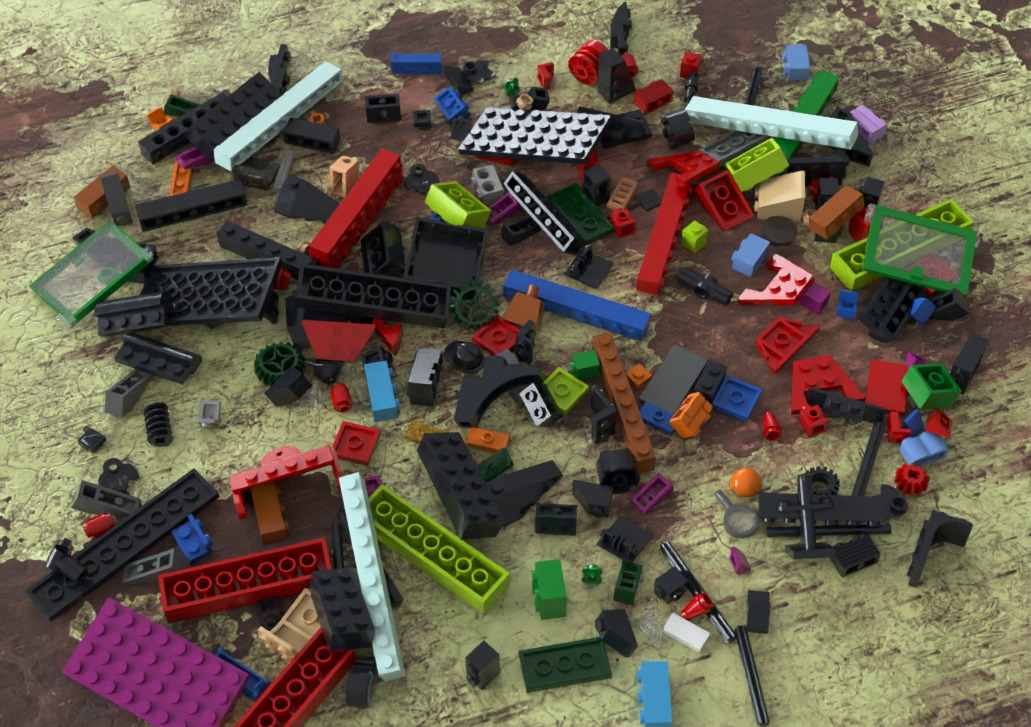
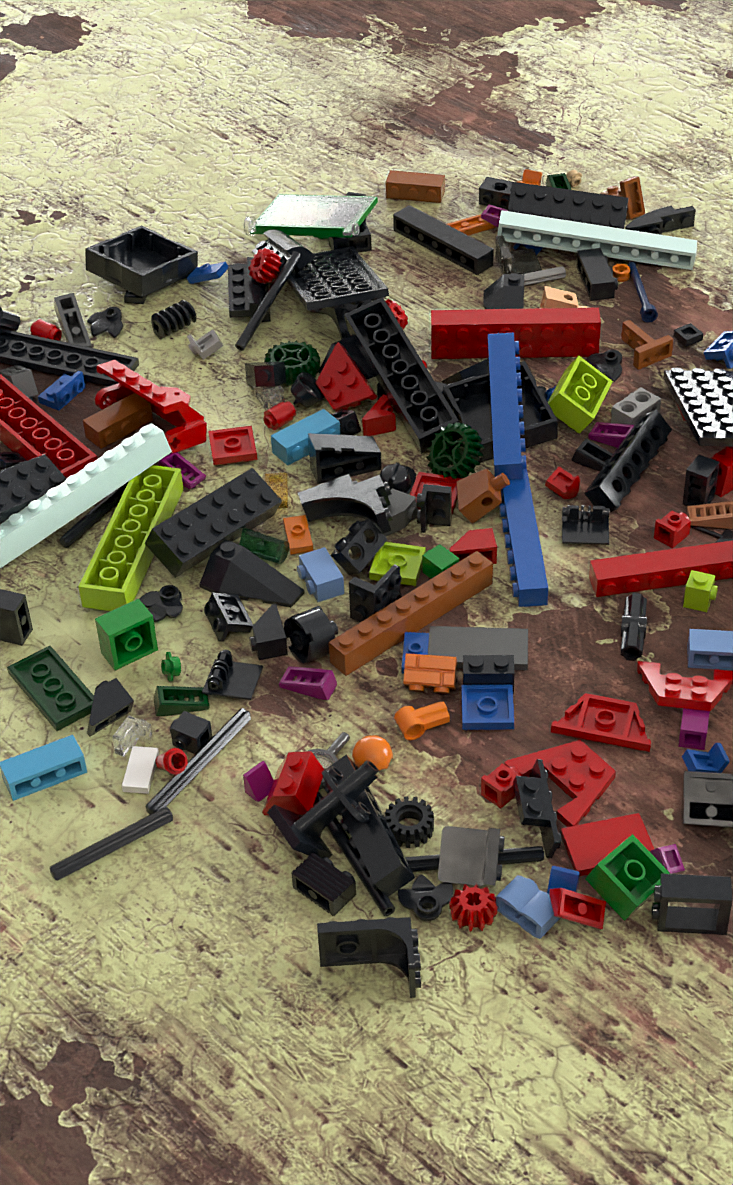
camera: 65 degrees right, 10 degrees down
(58, 417) = (141, 261): none -> black tile
(109, 376) = (207, 272): none -> blue plate
(116, 198) = (402, 187): dark grey slope -> none
(125, 394) = (195, 288): dark grey slope -> none
(155, 334) = (264, 266): none -> red gear
(196, 346) = (268, 301): none -> black piece
(230, 75) = (630, 189): none -> dark orange bracket
(255, 246) = (420, 304): black brick -> none
(378, 127) = (648, 311): none -> dark blue piece
(383, 108) = (672, 300): black brick -> none
(415, 147) = (646, 349): none -> dark orange bracket
(459, 249) = (505, 407): none -> blue brick
(460, 128) = (699, 360): black bracket -> none
(516, 559) = (163, 602): none -> black plate
(539, 259) = (563, 483): none -> red plate
(547, 441) = (320, 574): none -> medium blue brick
(576, 335) = (476, 540): none -> red slope
(581, 213) = (656, 495): dark green tile -> none
(638, 376) = (463, 616): orange plate -> none
(729, 444) = (415, 721): none -> orange piece
(758, 611) = (197, 823): black slope -> none
(762, 539) = (295, 783): none -> red slope
(771, 428) = (464, 751): red cone -> none
(877, 458) = (470, 856): none -> black bracket
(894, 429) = (540, 865): red bracket -> none

